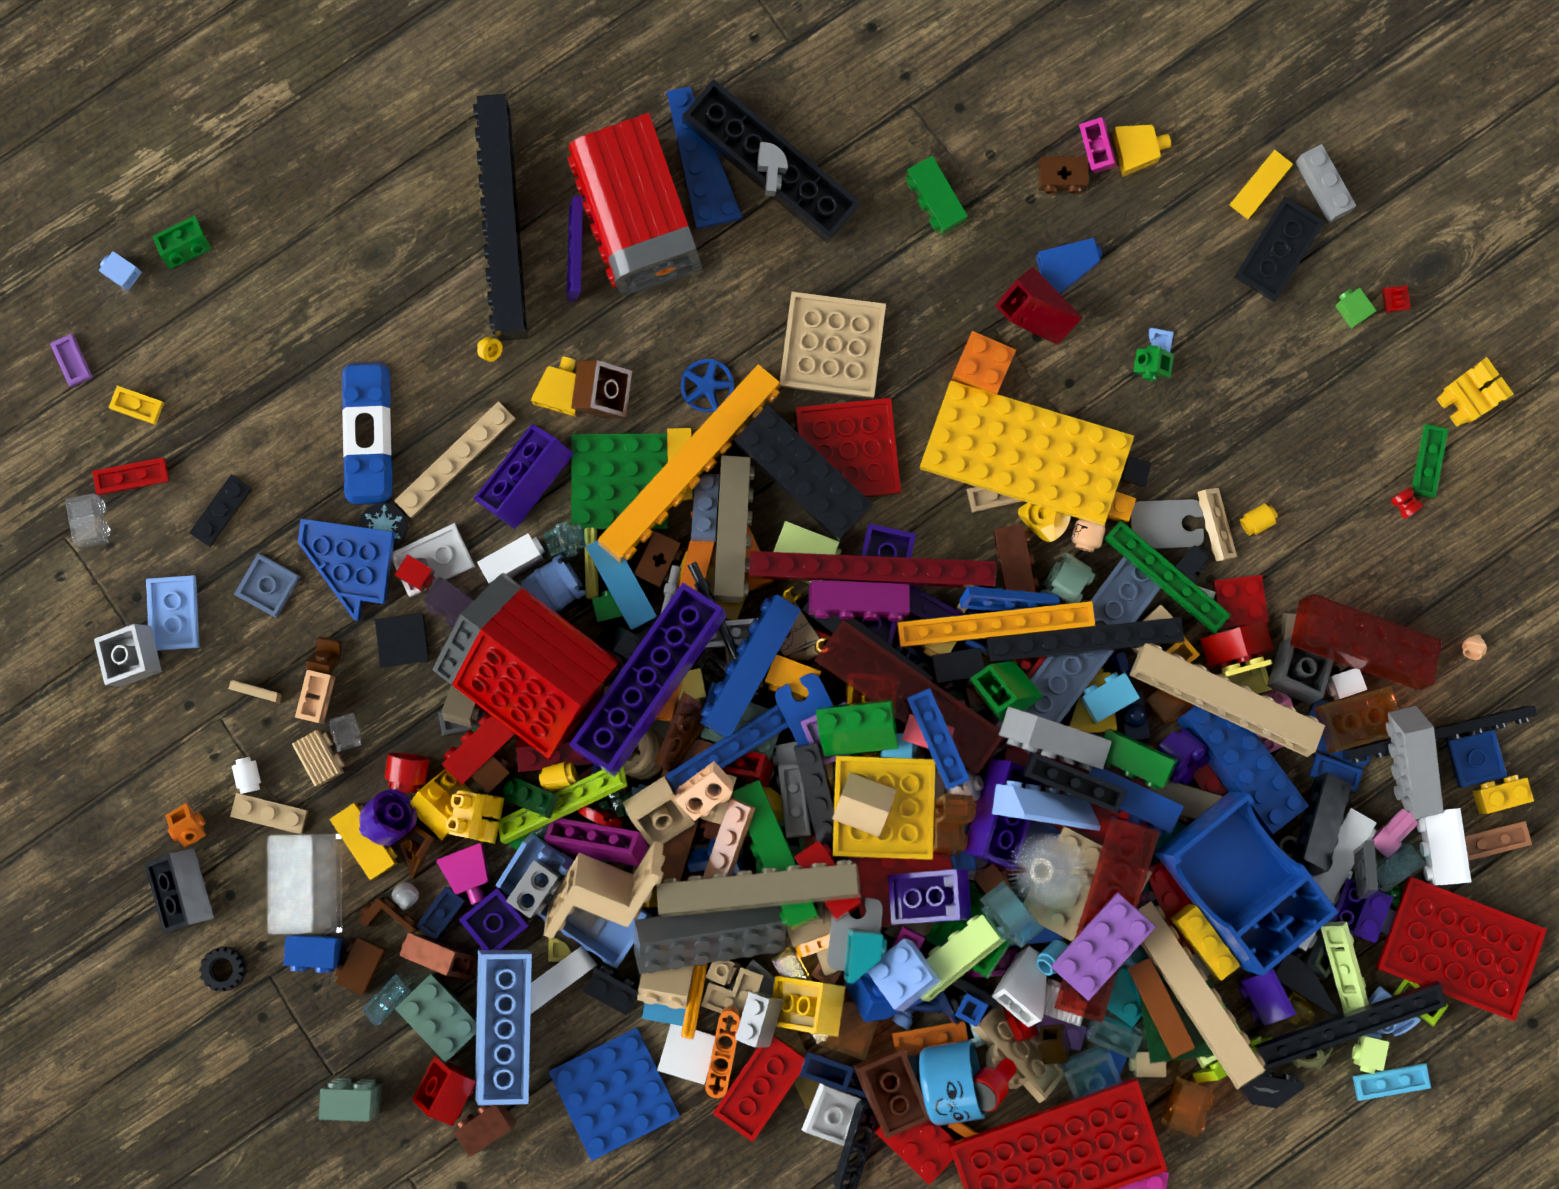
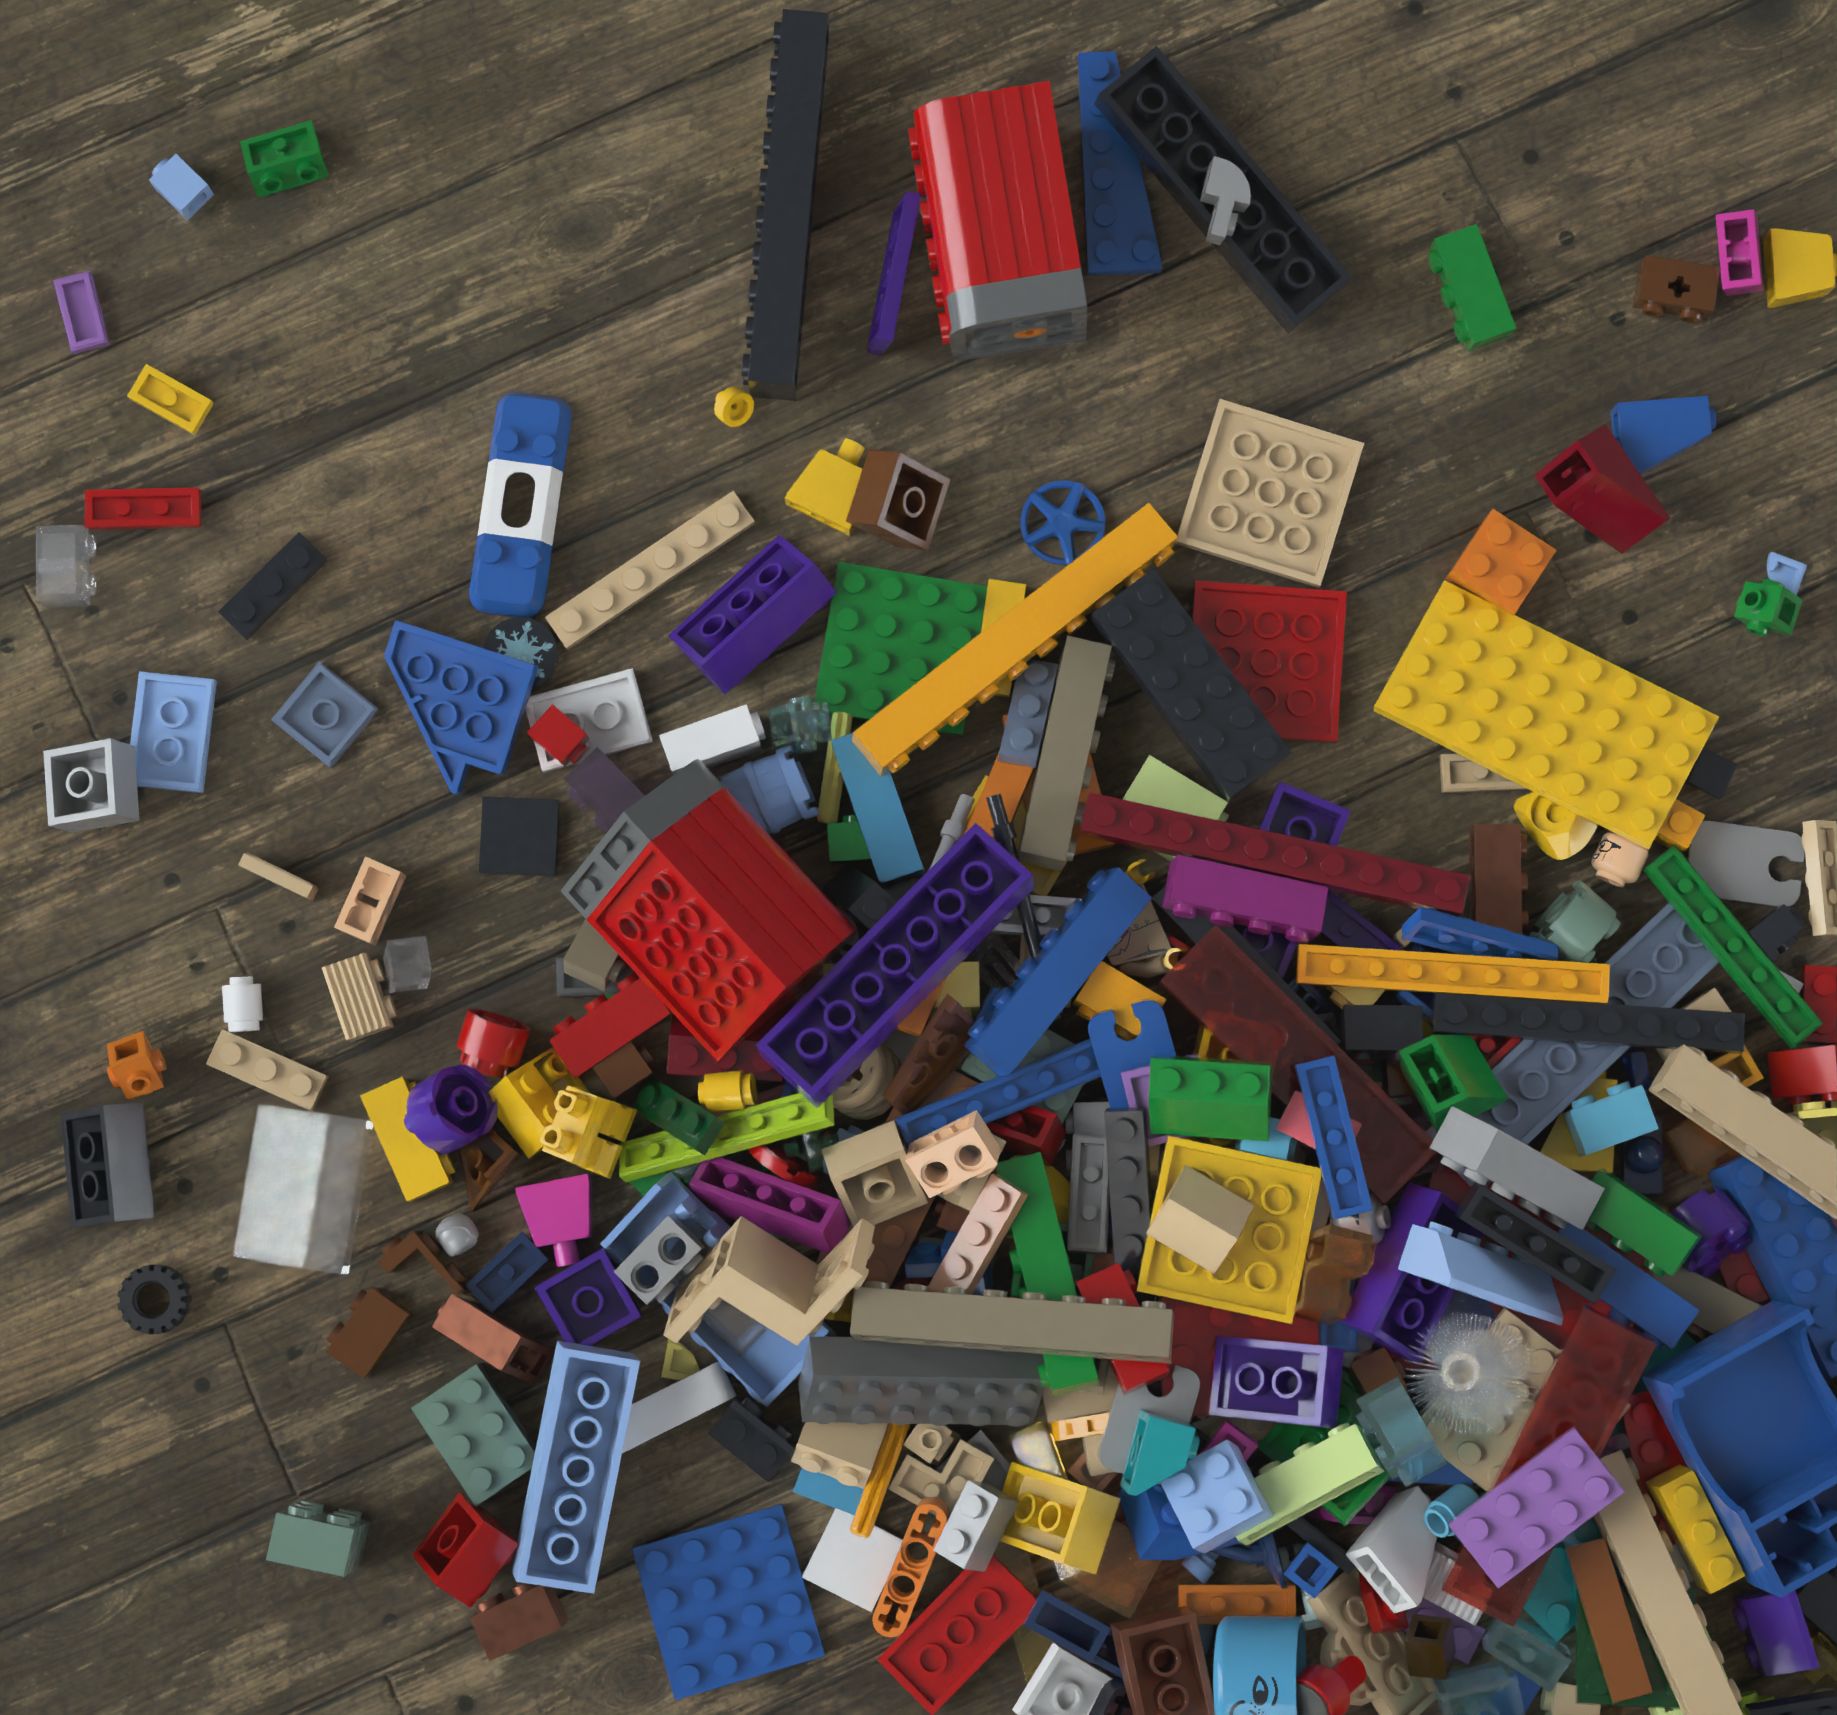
camera: 10 degrees right, 0 degrees up
(313, 951) = (300, 1297): blue brick -> none
(326, 656) = (398, 840): reddish brown bracket -> none
(386, 1000) = (400, 1393): clear light blue plate -> none
(647, 568) = (943, 760): reddish brown brick -> none

